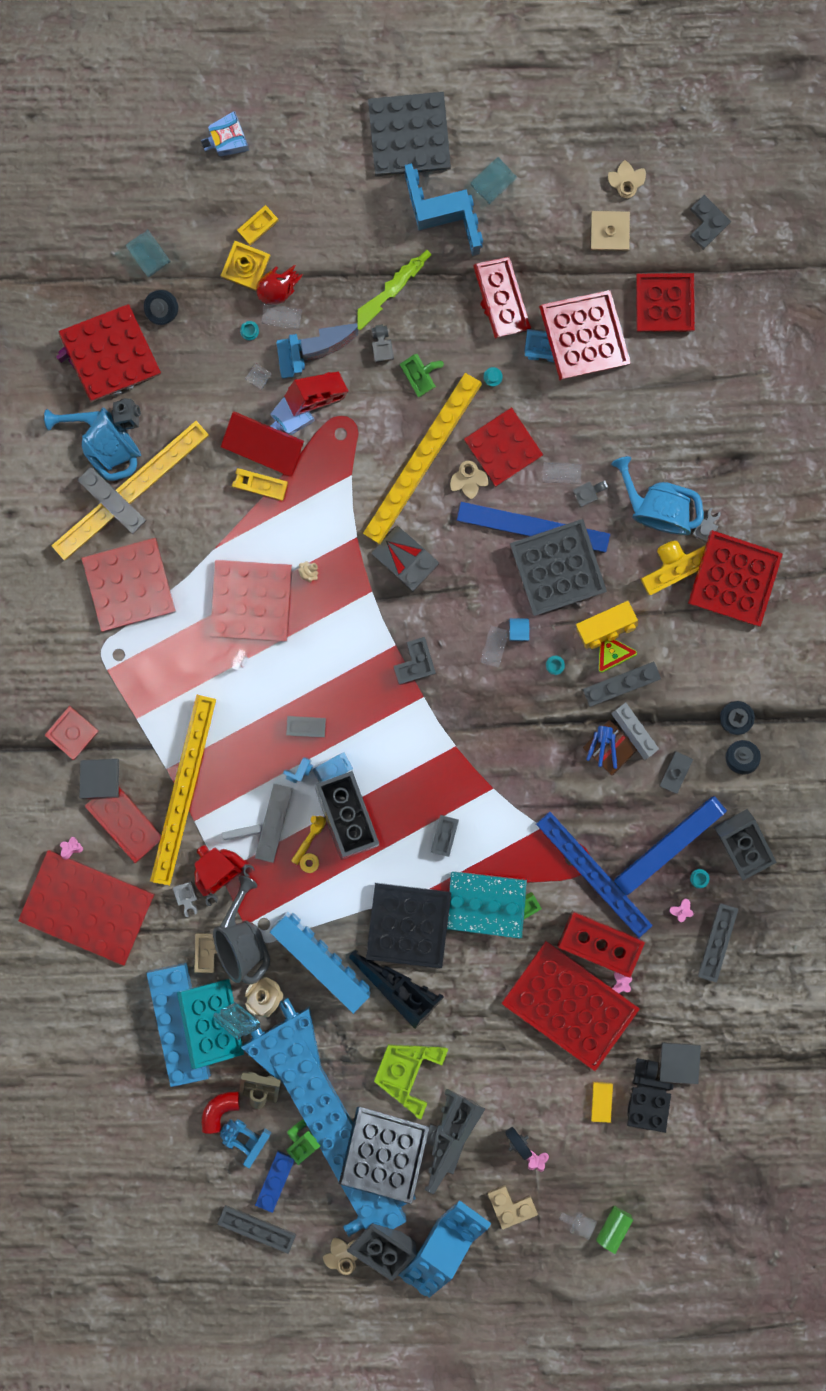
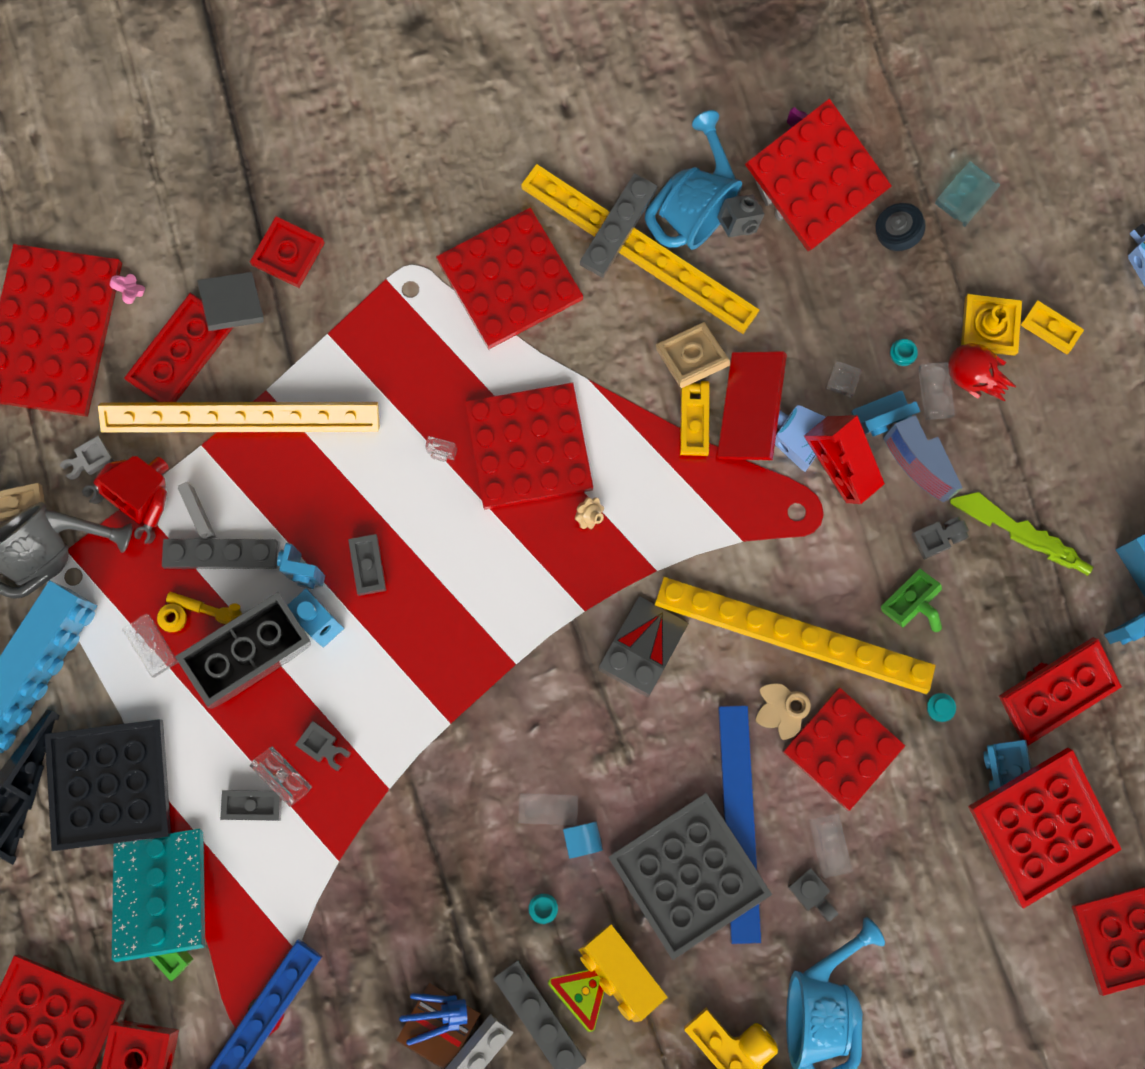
camera: 80 degrees right, 10 degrees down
(216, 474) = (692, 355): none -> tan plate
(324, 880) = (150, 645): none -> clear plate
(416, 784) = (319, 744): none -> dark grey plate
(420, 664) = (496, 706): dark grey plate -> none
(431, 812) = (280, 776): none -> clear plate

